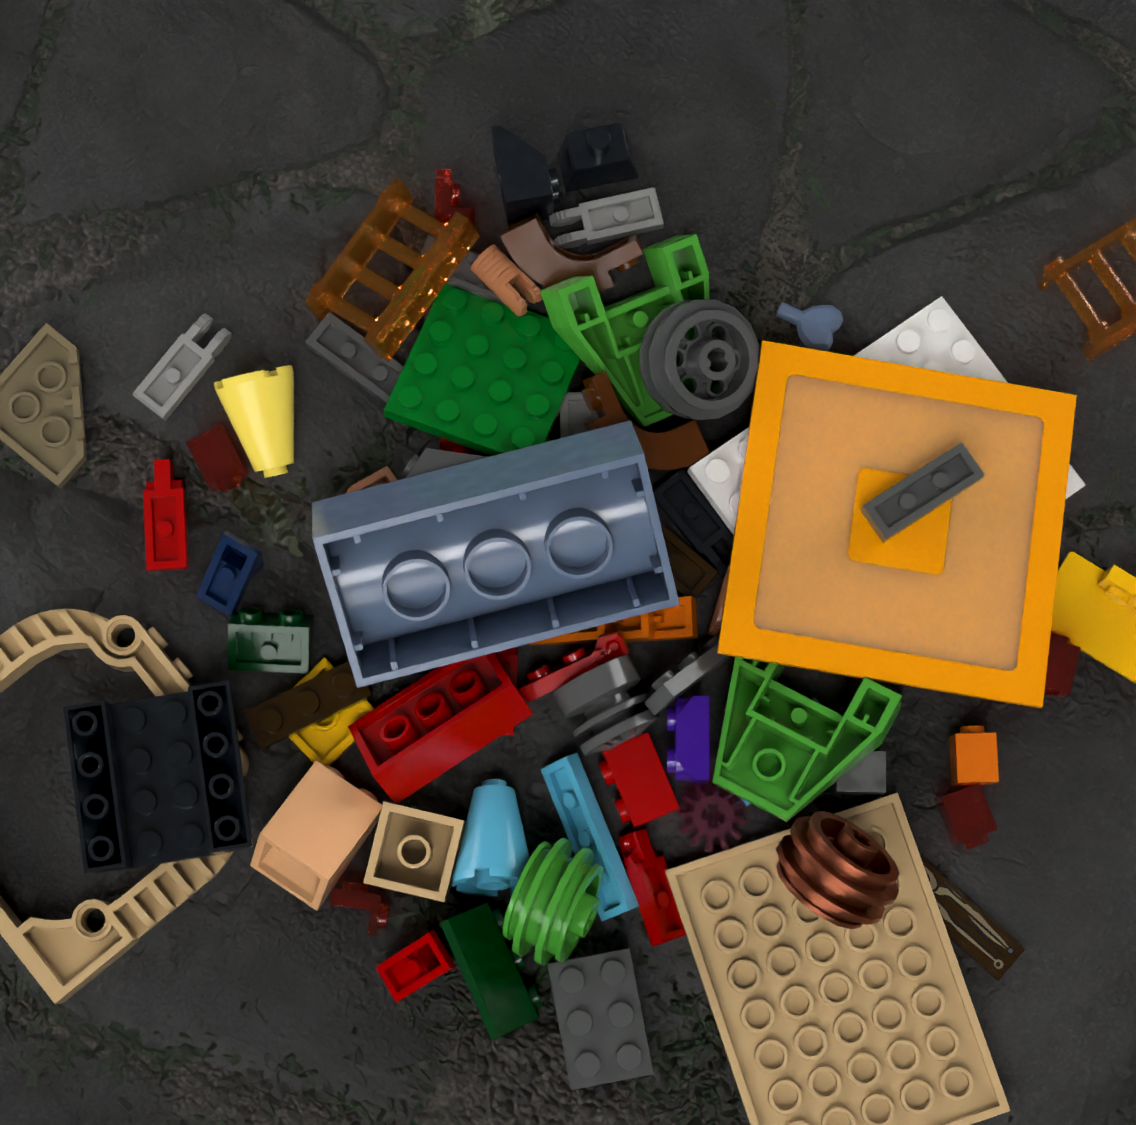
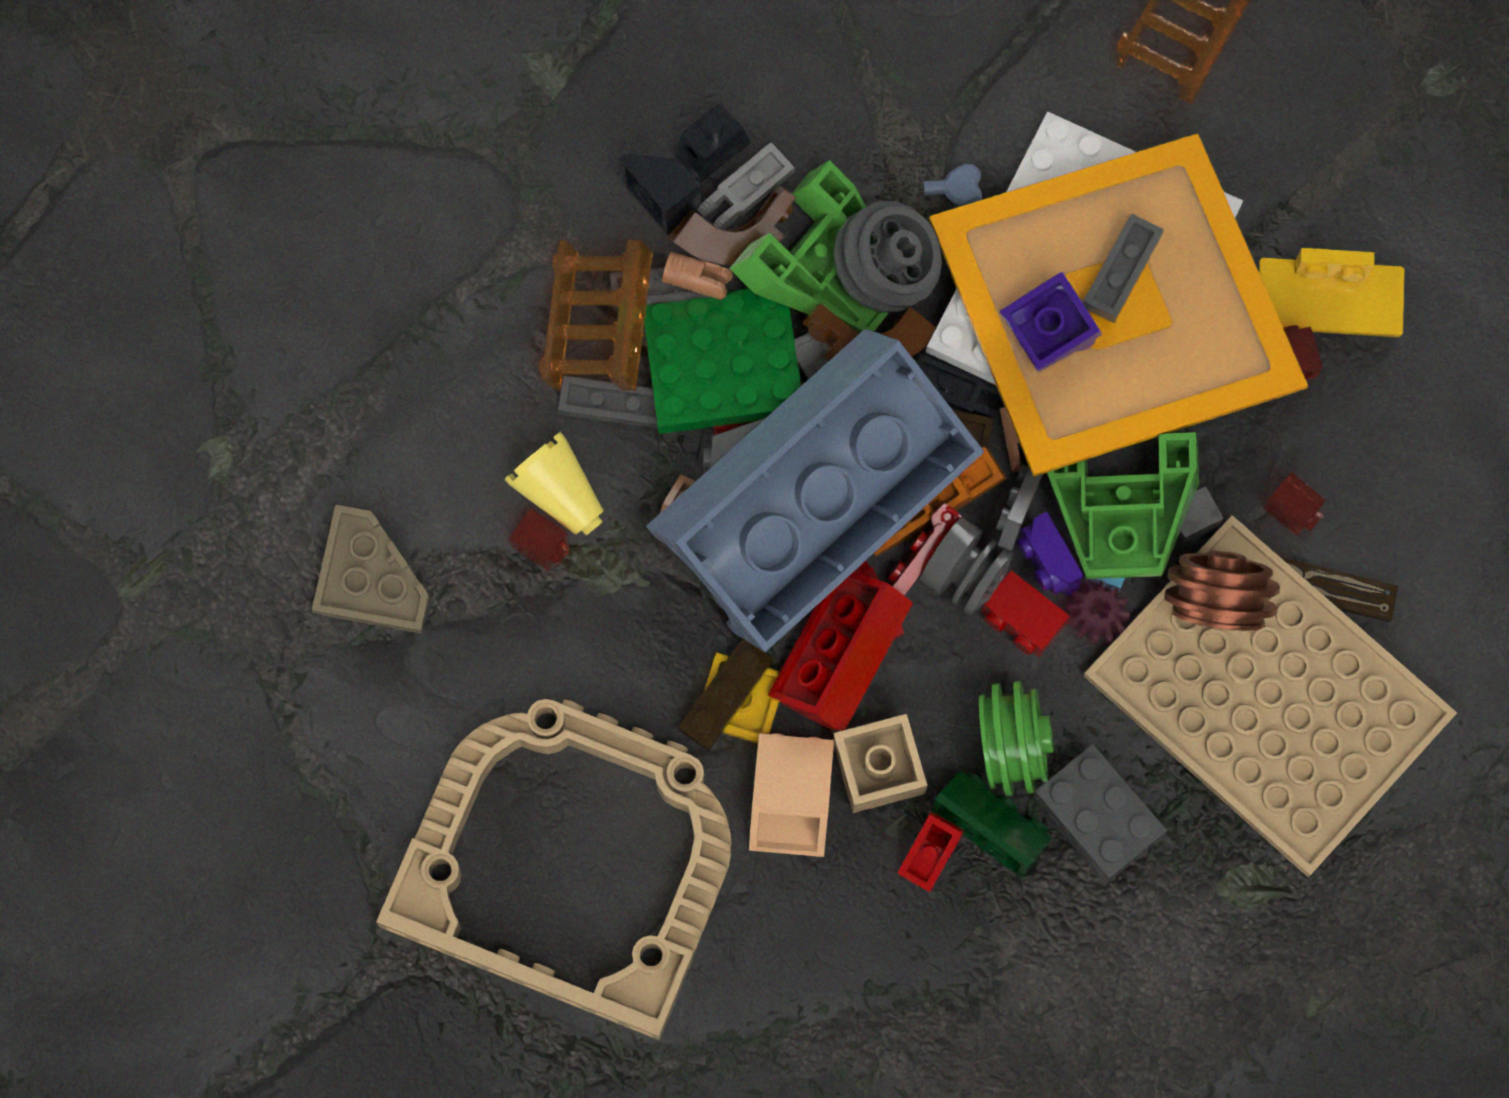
camera: 30 degrees left, 5 degrees down
(157, 779) = (647, 808): black slope -> none
(165, 520) = (524, 612): red hinge -> none
(180, 368) = (466, 486): light grey hinge -> none
(229, 573) = (603, 624): dark blue slope -> none
(270, 641) = (665, 662): dark green bracket -> none
(356, 896) = (850, 826): clear red bracket -> none
(447, 197) = (606, 235): clear red bracket -> none
(492, 842) = (939, 725): medium azure cone -> none
(588, 829) = (995, 665): medium azure plate -> none
(651, 888) = (1081, 692): red hinge -> none
(819, 510) = (1051, 322): none -> dark purple slope
(973, 757) = (1275, 456): orange brick -> none

